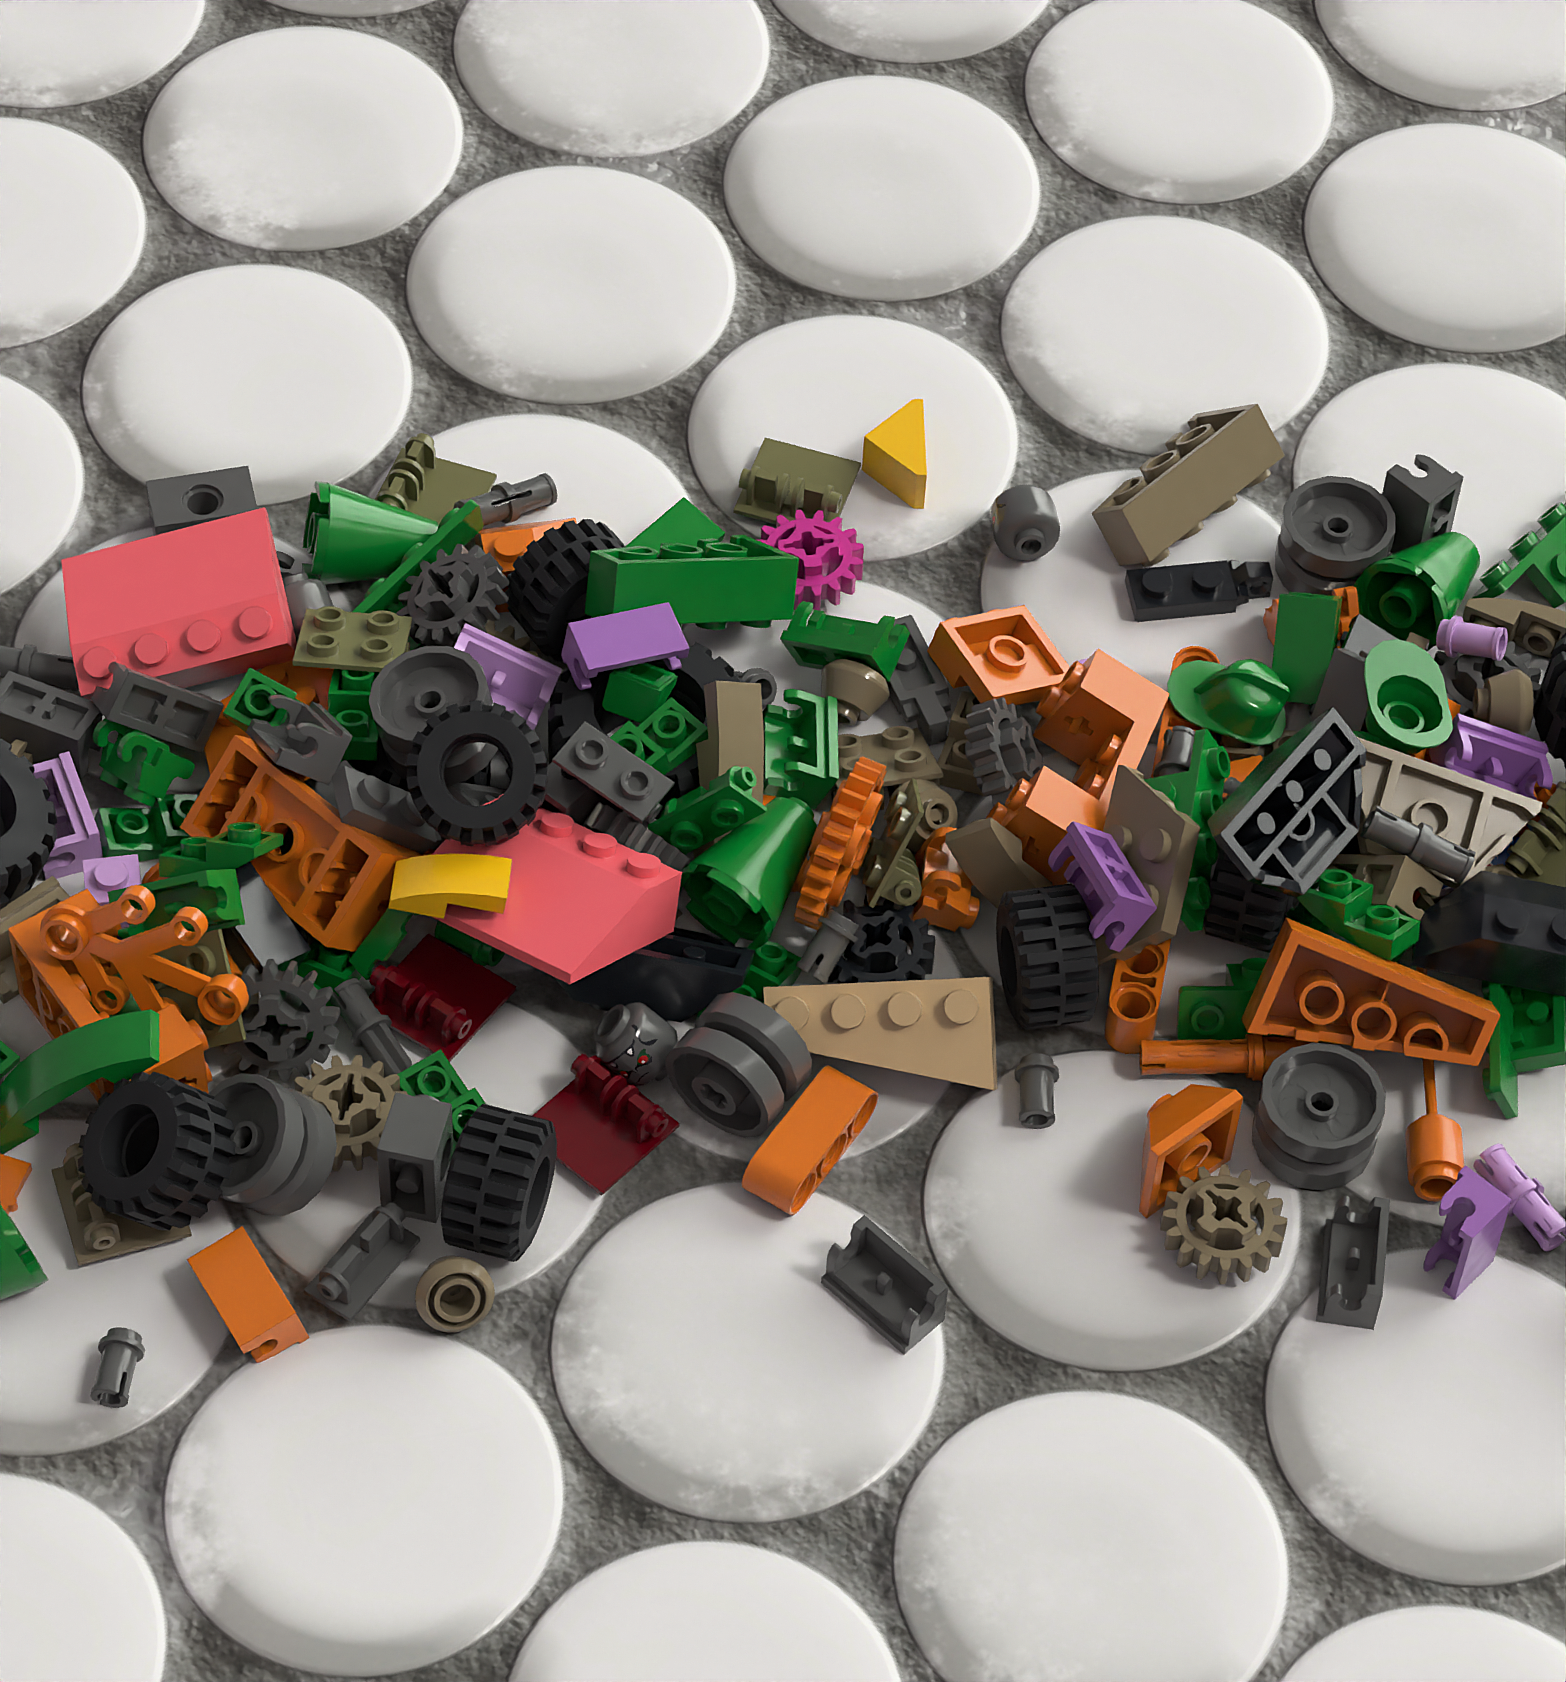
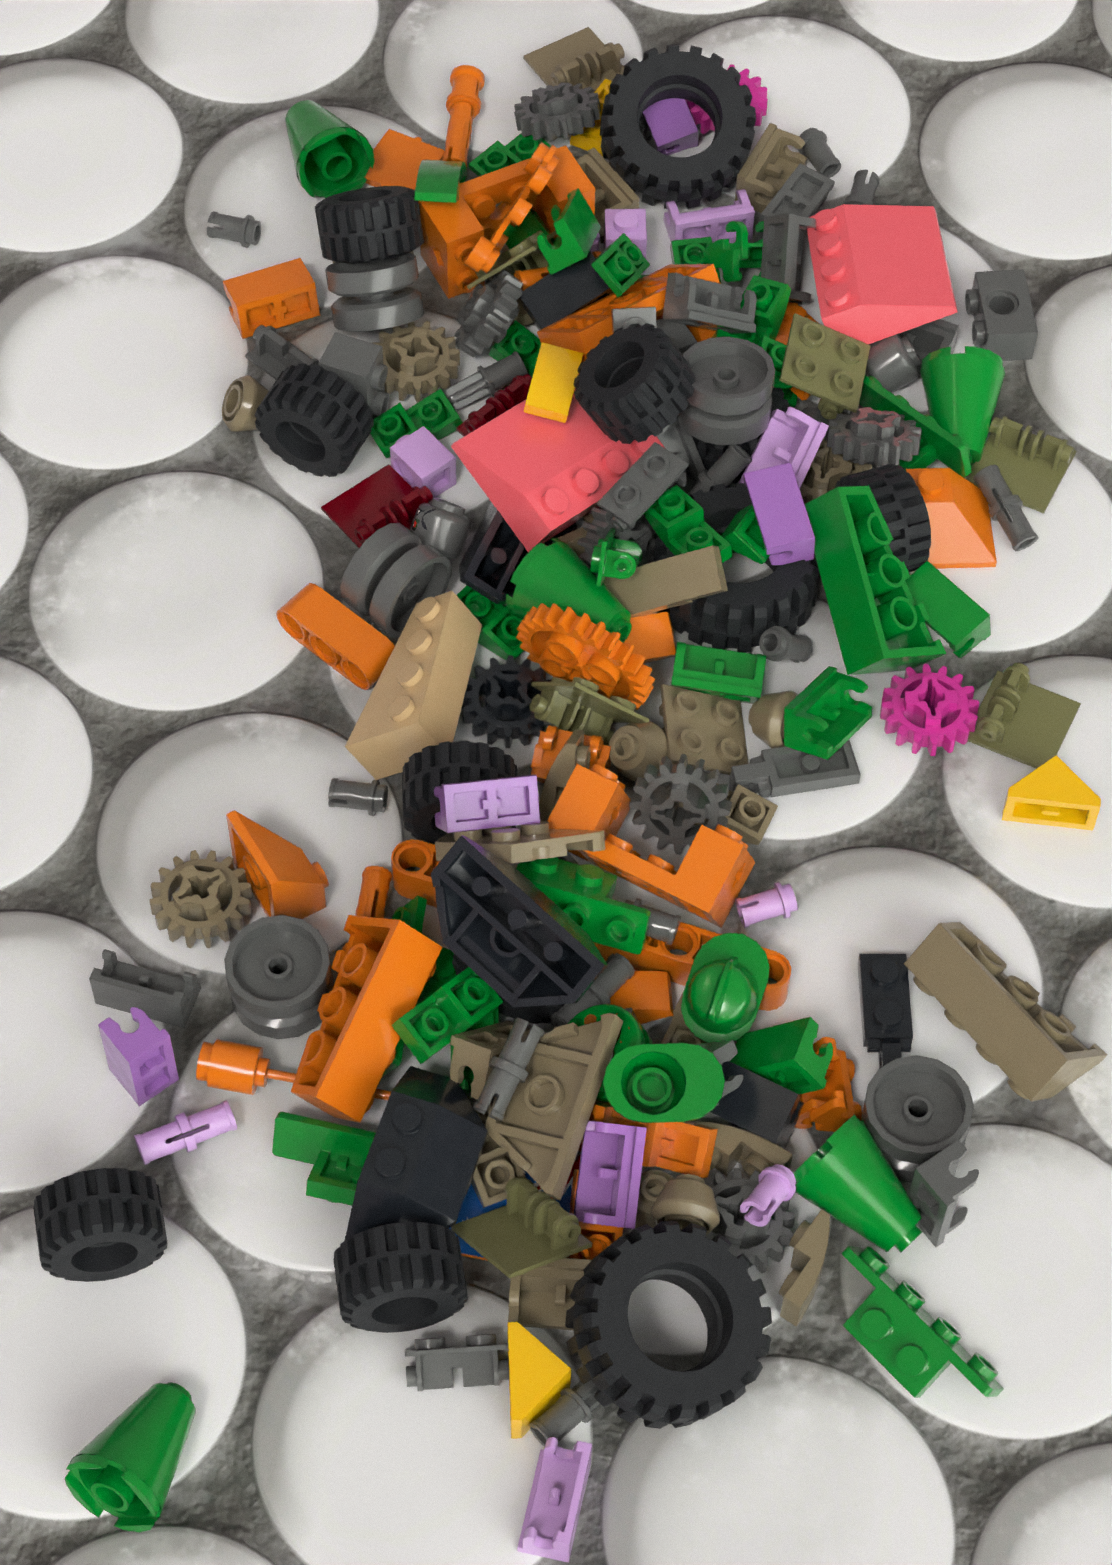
camera: 100 degrees right, 5 degrees up
(524, 1075) = (424, 461): none -> lavender brick
(830, 941) = (503, 651): dark grey pin -> none
(886, 1286) = (198, 670): dark grey hinge -> none
(998, 655) = (793, 824): orange plate -> none
(1024, 522) = (961, 876): dark grey head -> none

